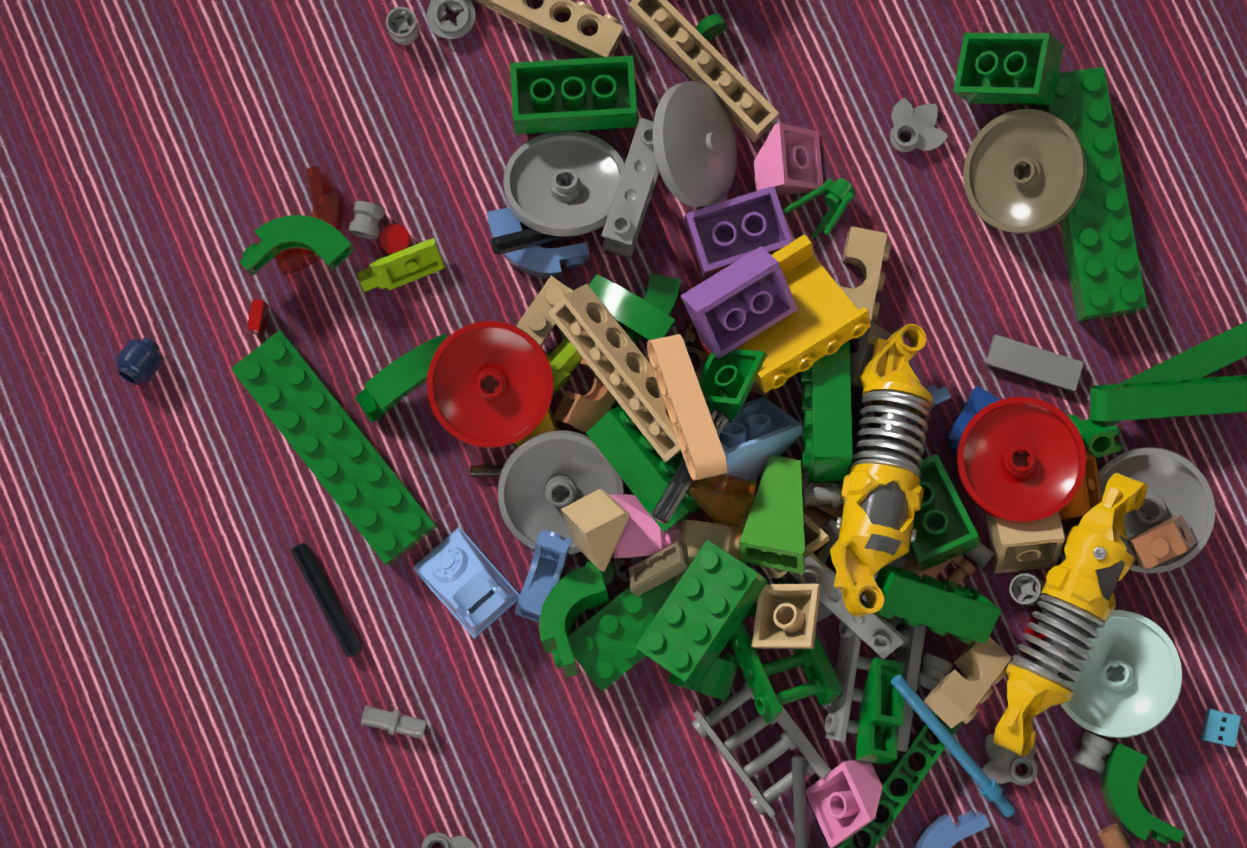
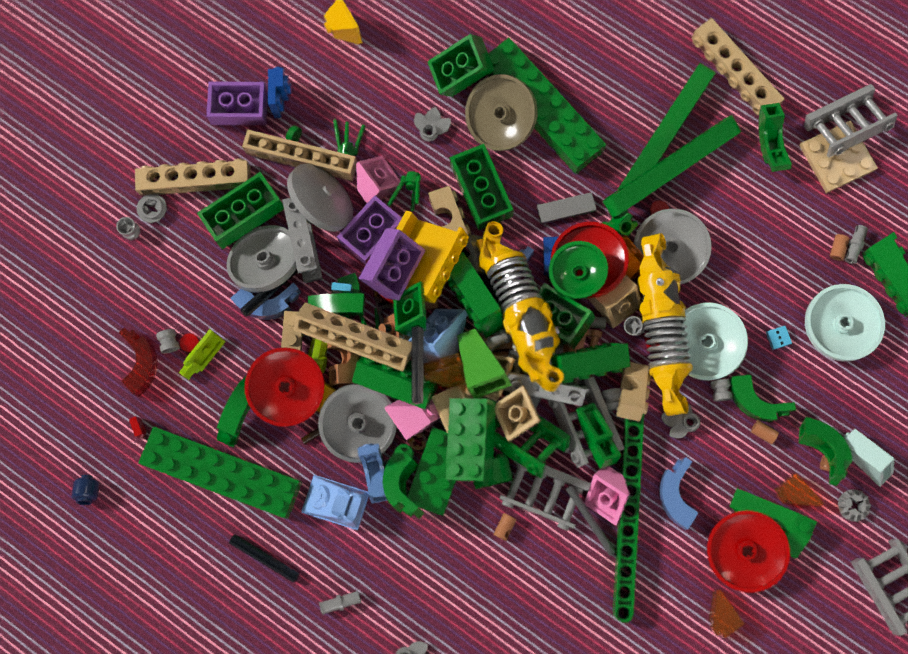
camera: 25 degrees left, 5 degrees down
(296, 232) = (132, 368): green arch -> none
(596, 526) = (386, 428): tan slope -> none
(649, 293) = (341, 288): none -> medium azure tile
(658, 568) = (433, 430): dark tan plate -> none
(677, 756) = (504, 527): none -> nougat piece
(686, 407) = (396, 334): light nougat beam -> none
(775, 90) = (347, 147): none -> green plant
(931, 261) = (481, 186): none -> green brick
(988, 787) = (679, 442): dark azure bar -> none
(1001, 446) = (578, 257): none -> green dish
(1162, 542) = (688, 258): nougat torso -> none
(1166, 440) = (658, 206): none -> red tile

